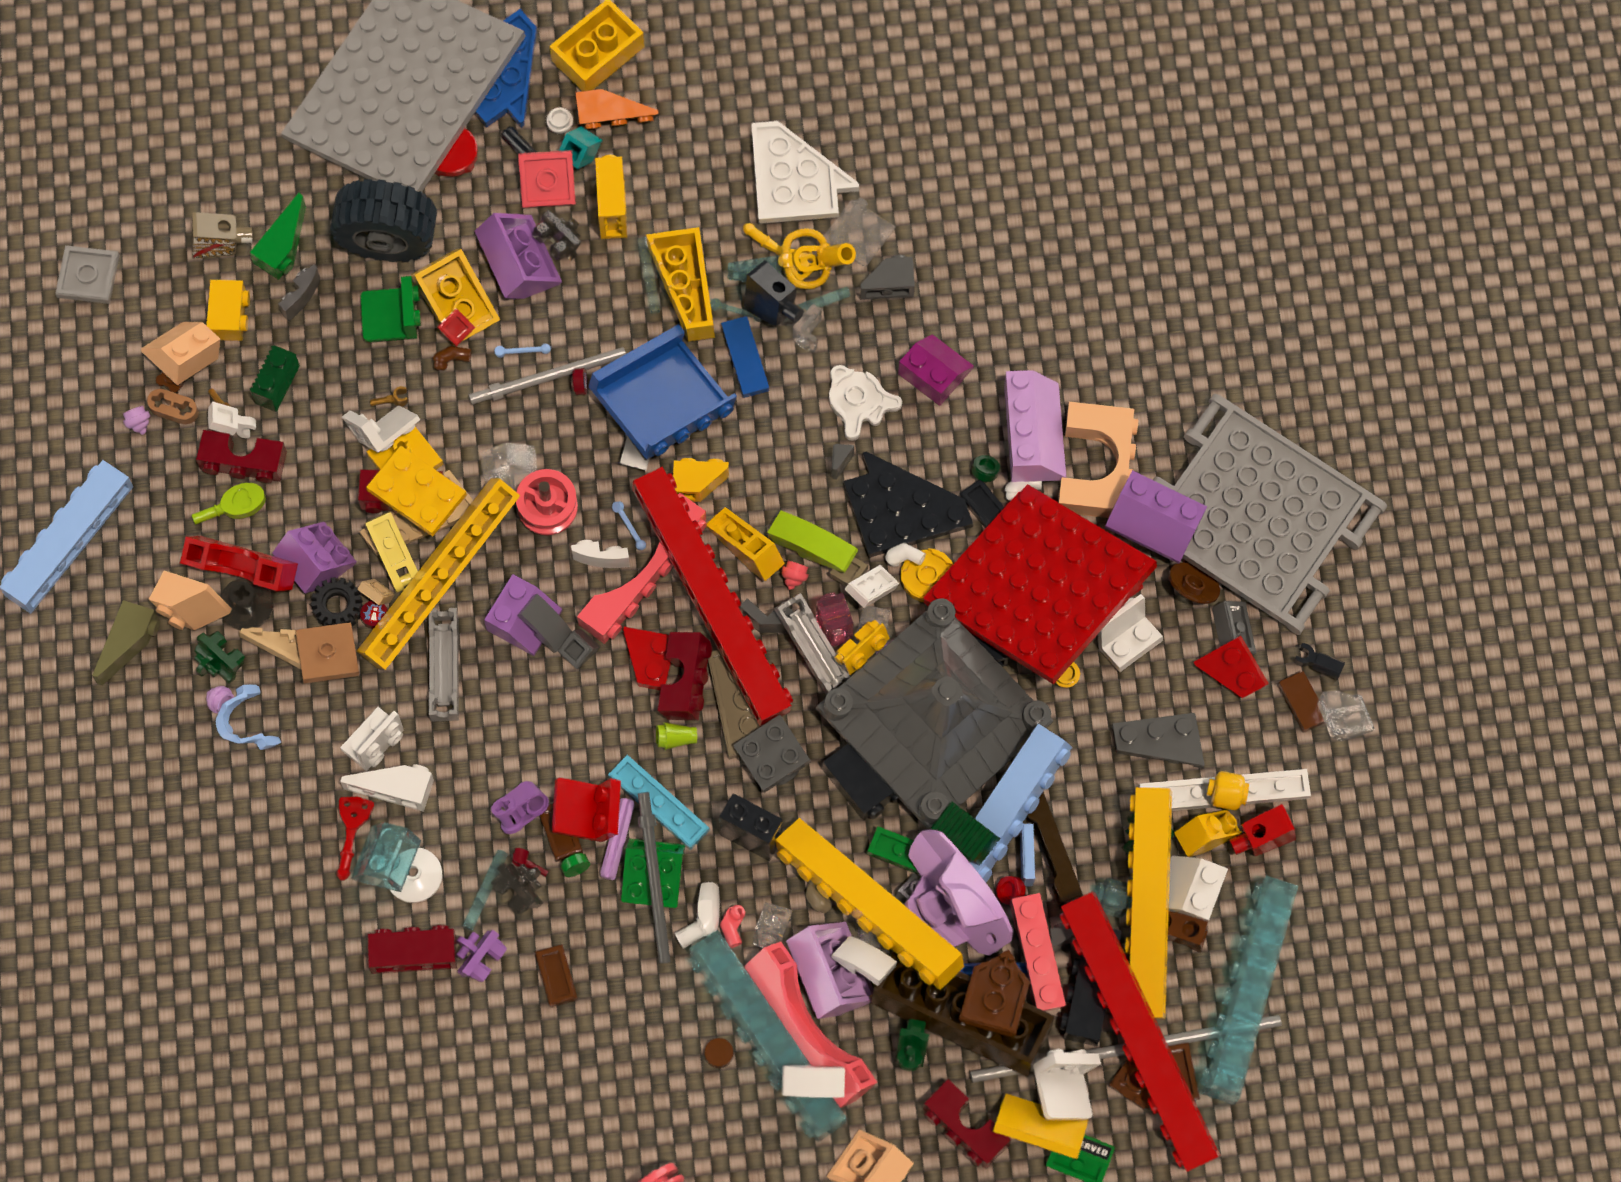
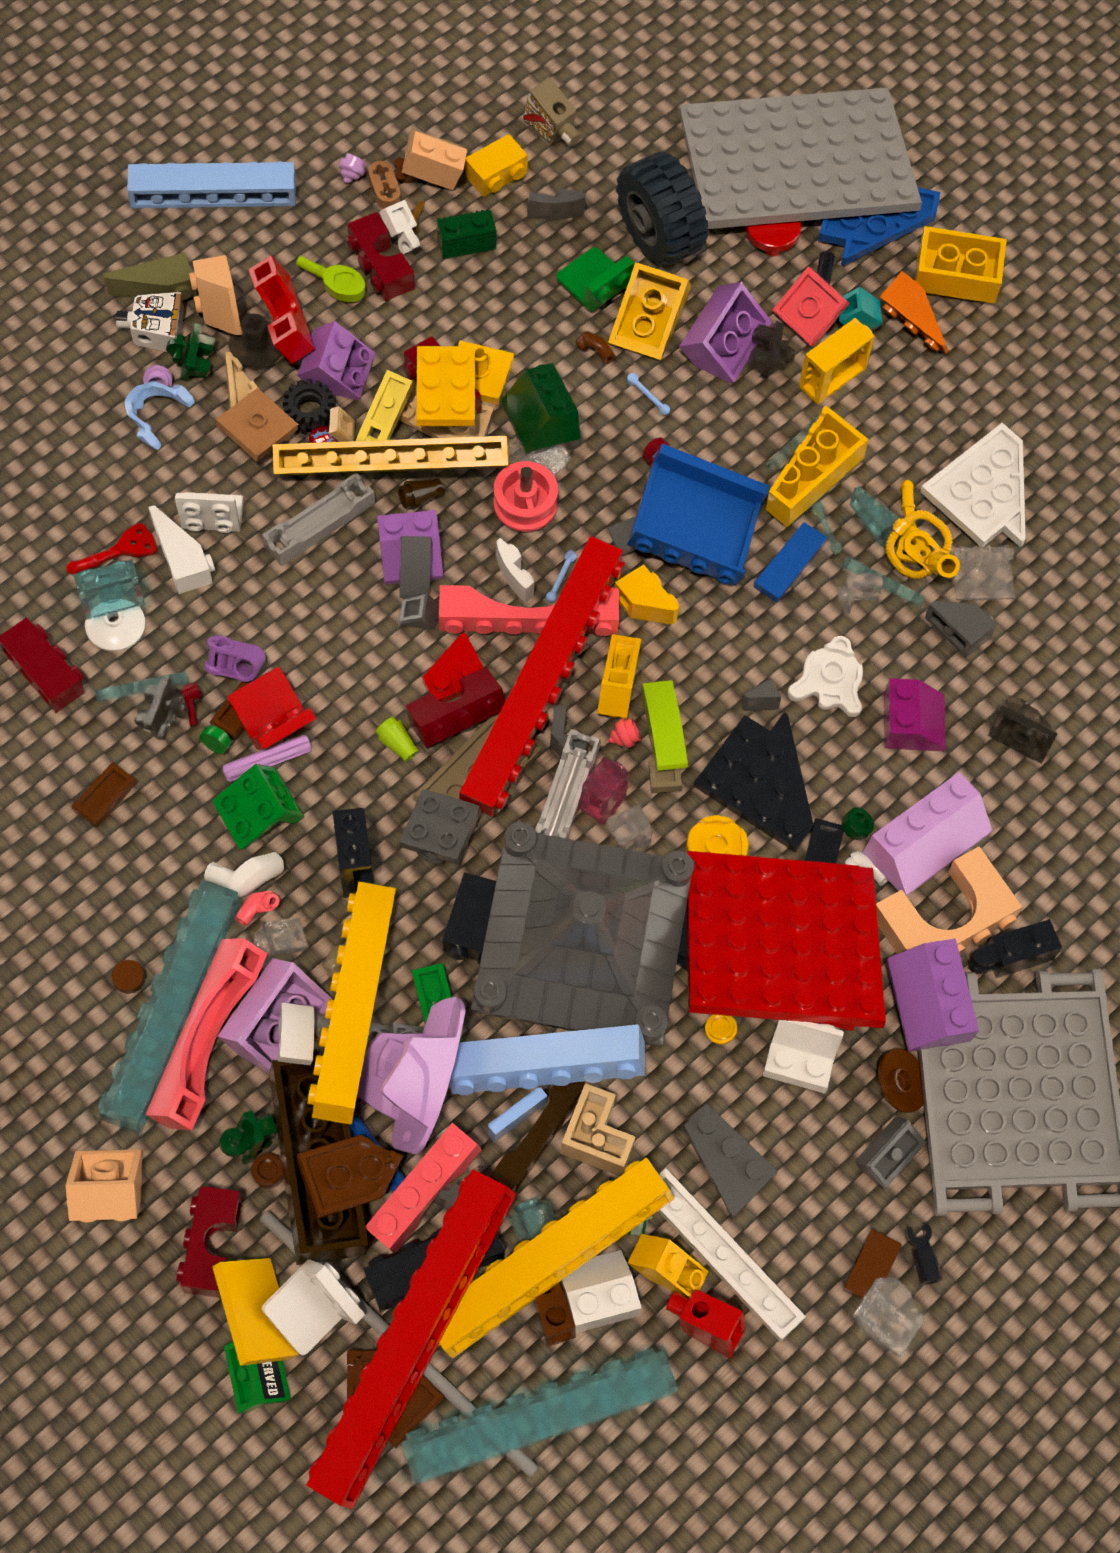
camera: 50 degrees right, 5 degrees down
(87, 274) = (446, 60): light grey tile -> none
(163, 666) = (153, 319): none -> white torso
(279, 245) = (588, 163): green slope -> none
(381, 434) = (472, 319): white bracket -> none
(392, 398) = (524, 329): pearl gold hand -> none
(456, 327) = (622, 329): red tile -> none
(478, 577) = (418, 492): none -> dark brown cone
(483, 437) = (541, 409): none -> dark green slope
(487, 945) = (62, 720): medium lavender hips -> none
(497, 391) = (595, 399): light grey bar -> none
(559, 120) = (873, 284): white plate -> none
(647, 822) = (286, 759): dark grey bar -> none
(664, 805) = (327, 769): medium azure tile -> none
(771, 296) = (858, 535): black torso -> none
(813, 1081) = (145, 1069): white slope -> none
(871, 638) = (610, 831): yellow hinge -> none
(872, 586) = (664, 802): white plate -> none
(902, 553) = (718, 807): white arm -> none
(940, 1052) = (267, 1171): none -> reddish brown tile
(966, 833) = (484, 1037): dark green brick -> none
(1002, 302) = (1023, 729): none -> clear smoke slope
(1010, 888) = (472, 1122): red tile -> none
(1079, 816) = (591, 1139): none -> tan brick
(1159, 436) = (1017, 950): none -> black hinge
(1228, 790) = (720, 1254): yellow head -> none
(1234, 667) = (850, 1176): red wing -> none

